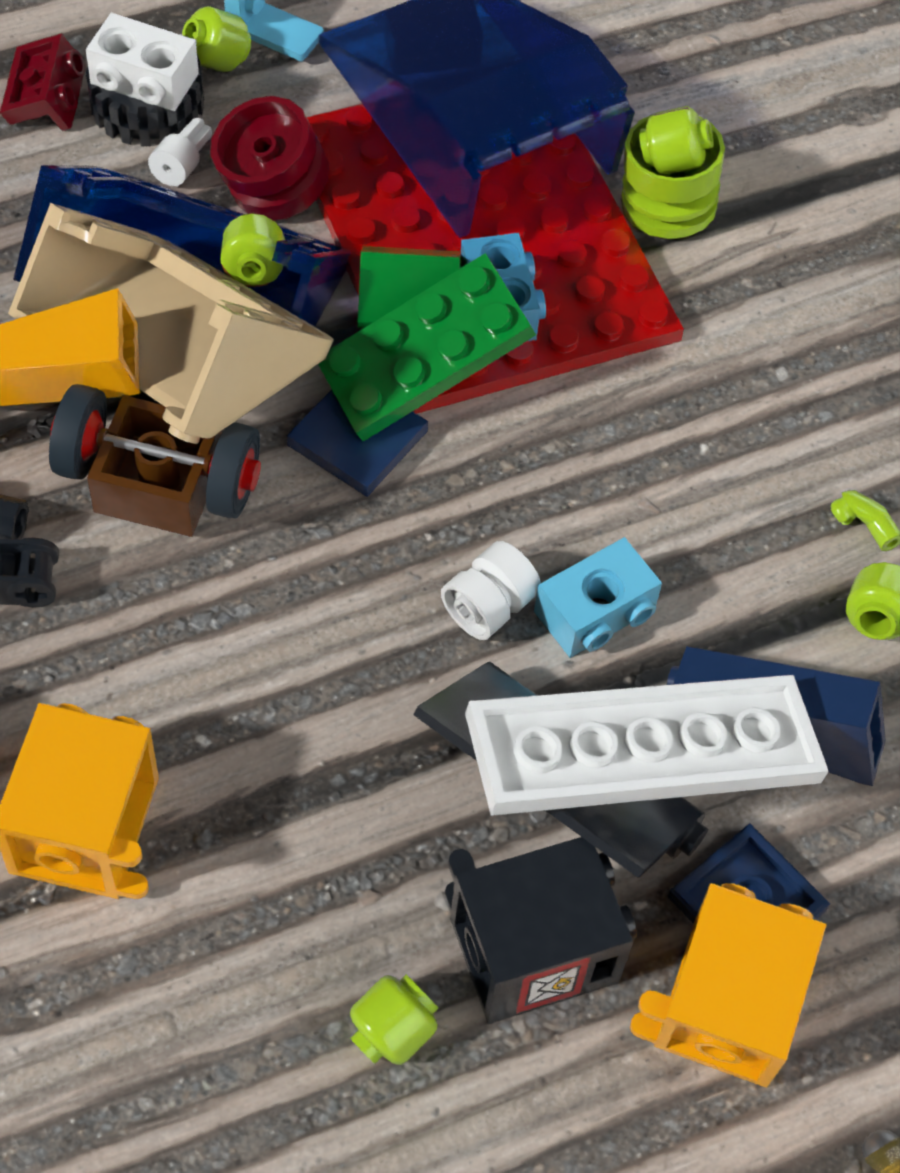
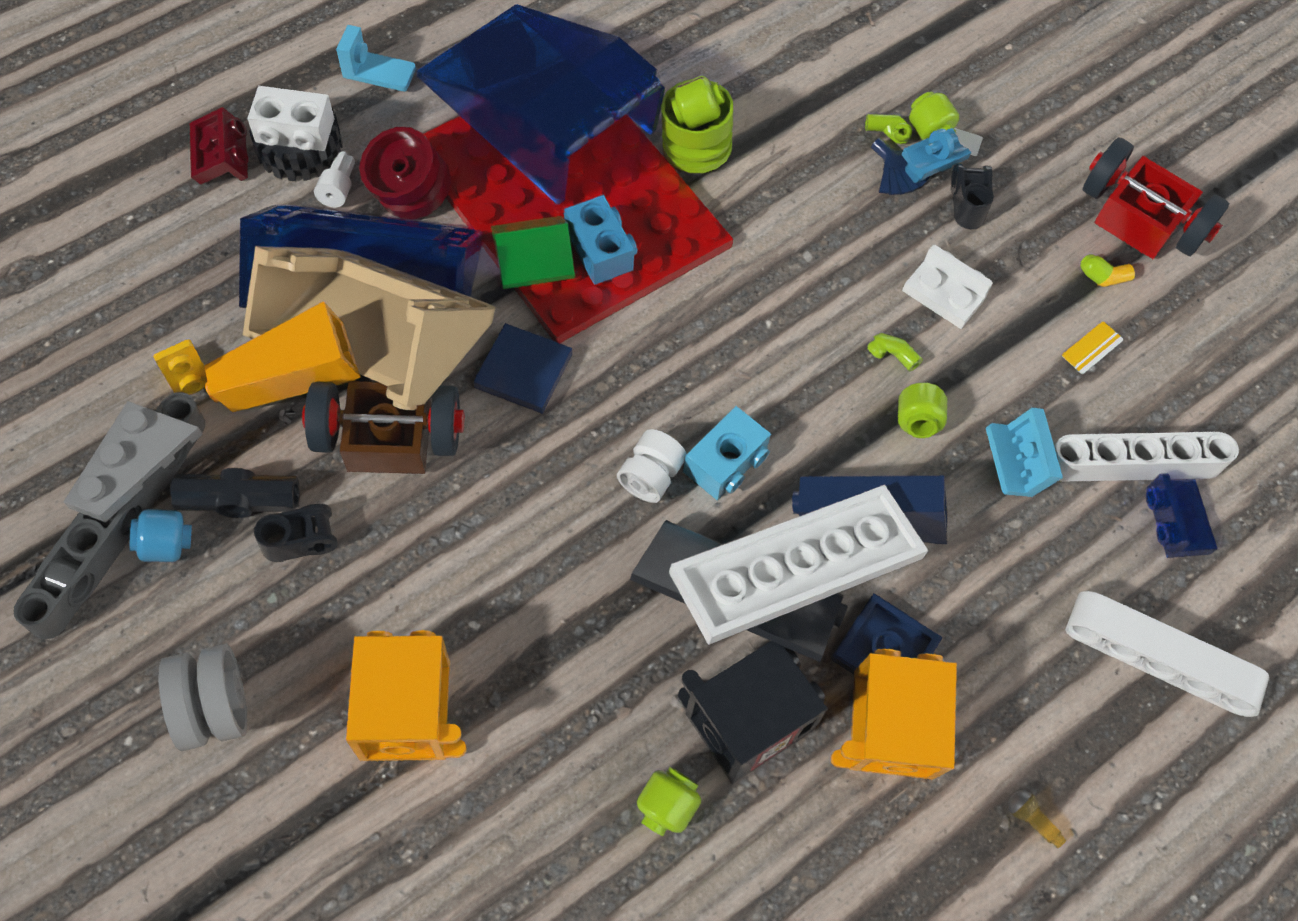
camera: 15 degrees left, 5 degrees up
(219, 37) = (343, 86): lime head -> none
(249, 250) = (411, 247): lime head -> none
(425, 347) = (559, 295): green plate -> none

